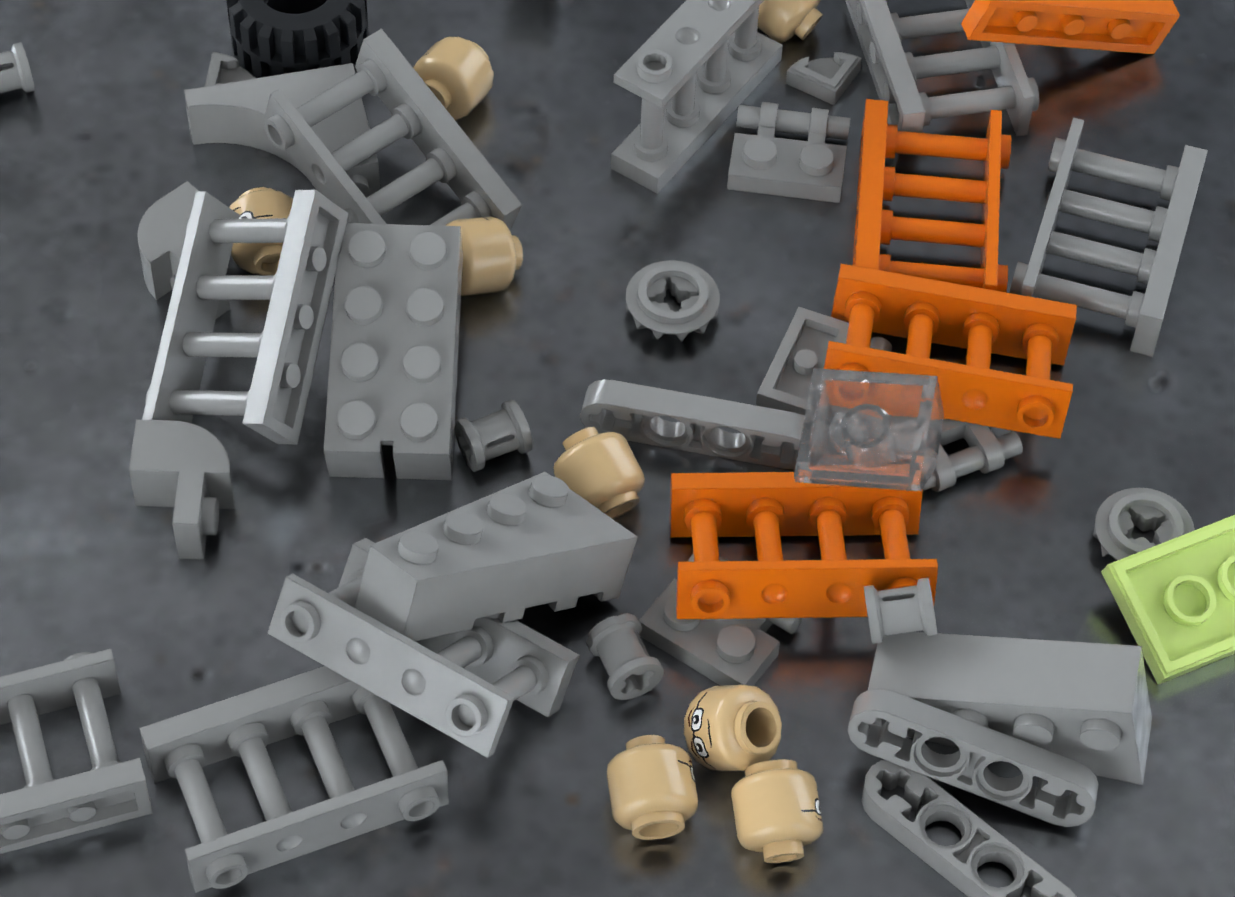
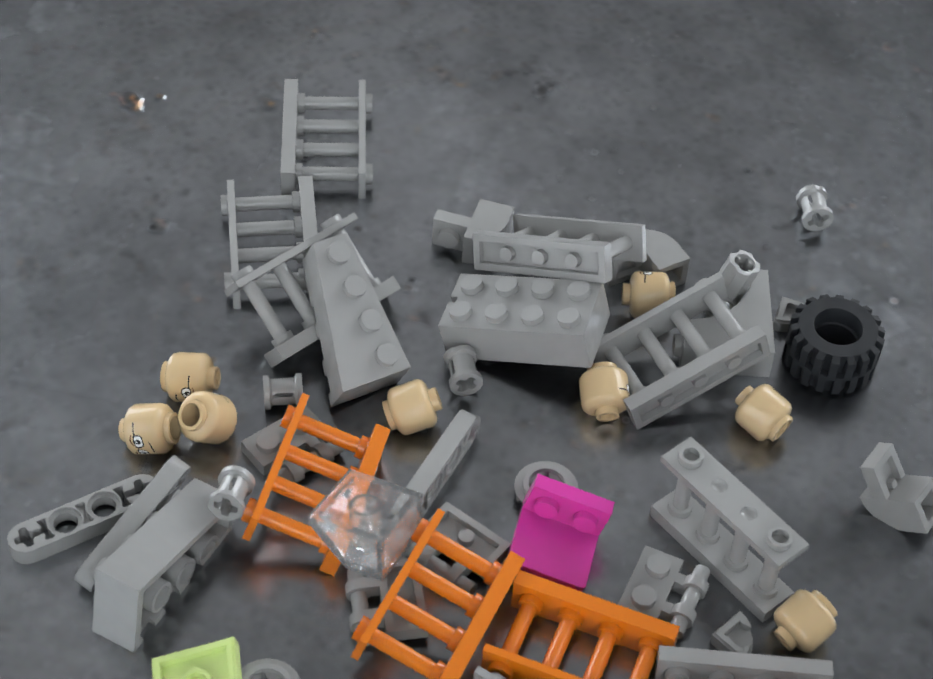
camera: 105 degrees right, 5 degrees down
(228, 136) = (738, 274): none -> light grey piece
(765, 263) = (559, 531): none -> dark pink bracket

